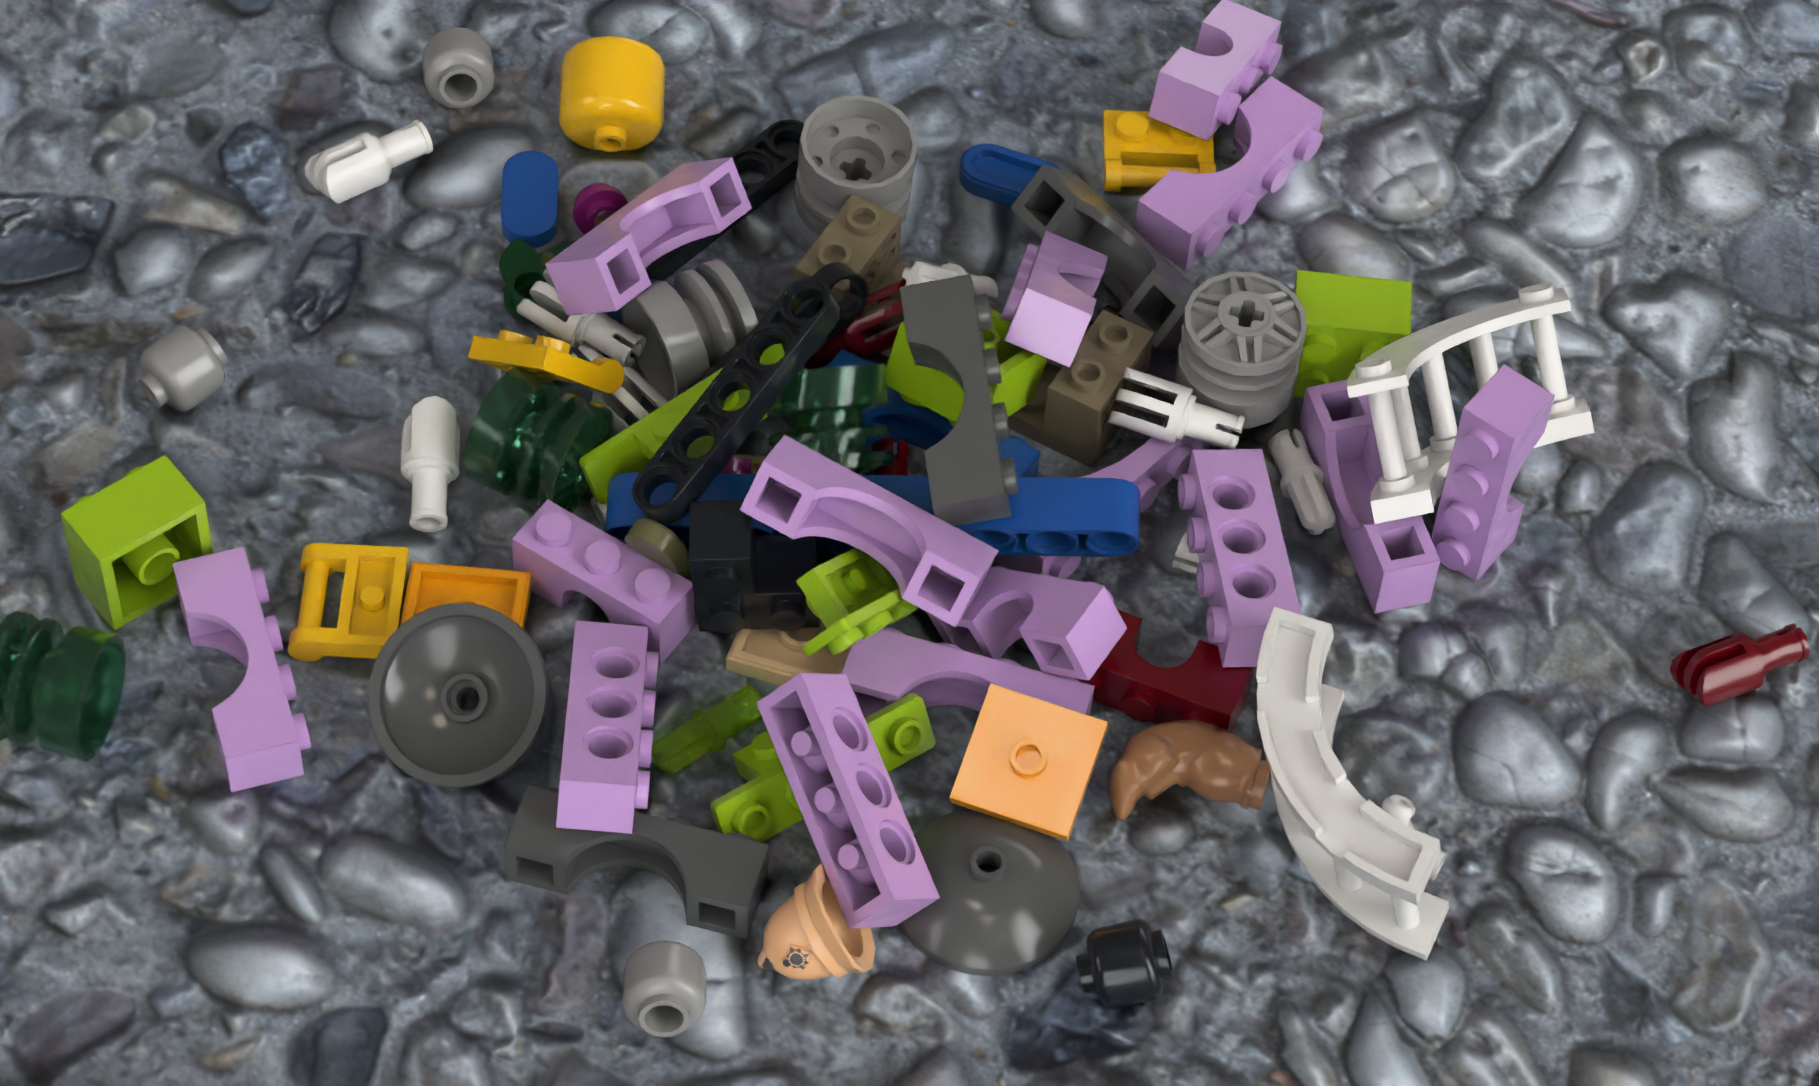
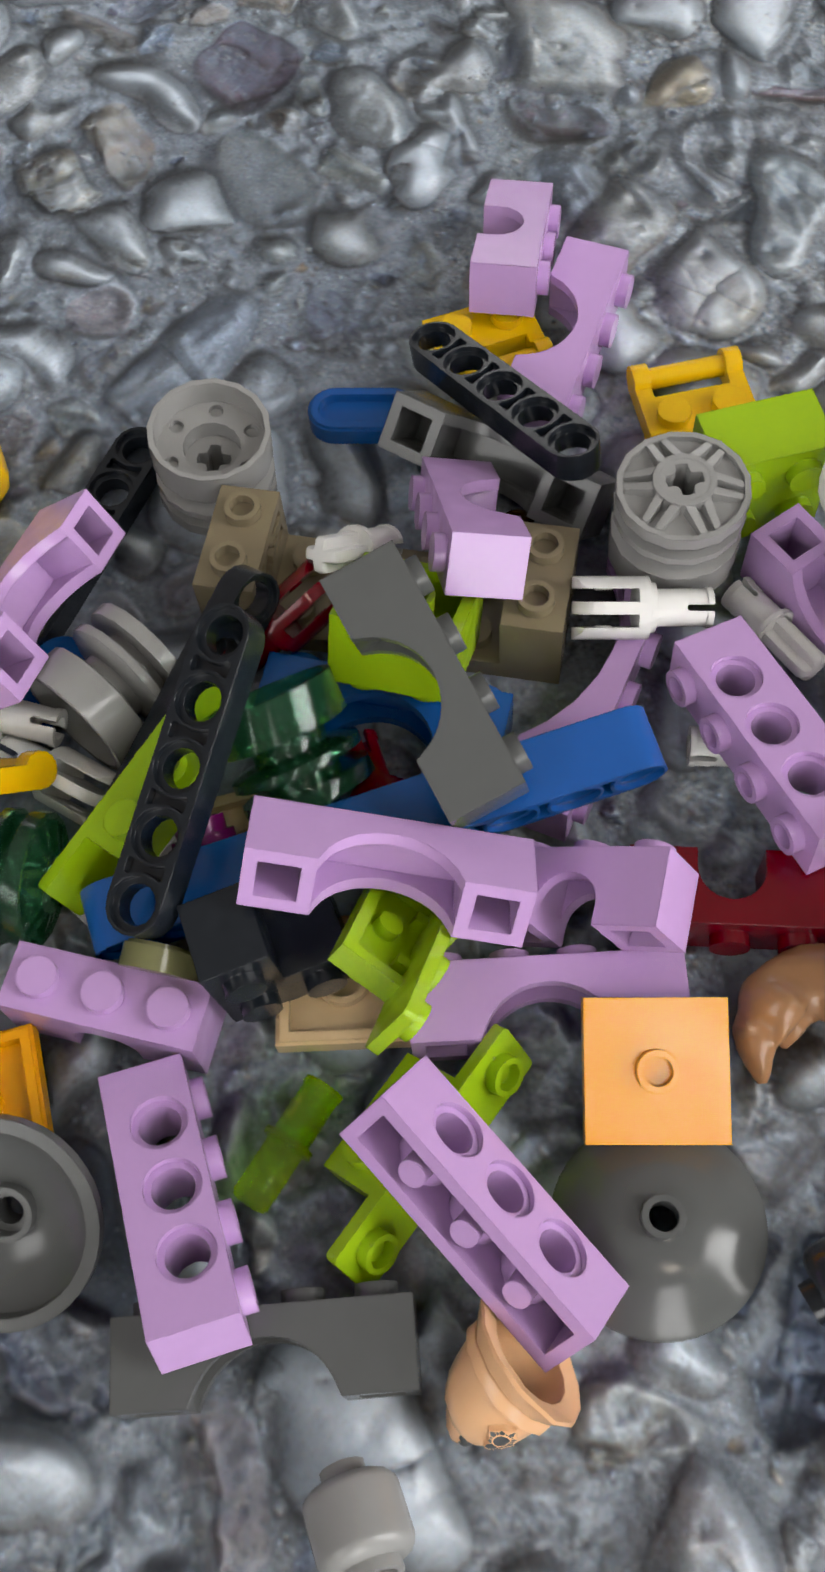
camera: 10 degrees left, 10 degrees up
(1137, 218) = (508, 415): none -> black beam
(1291, 232) = (678, 410): none -> yellow plate

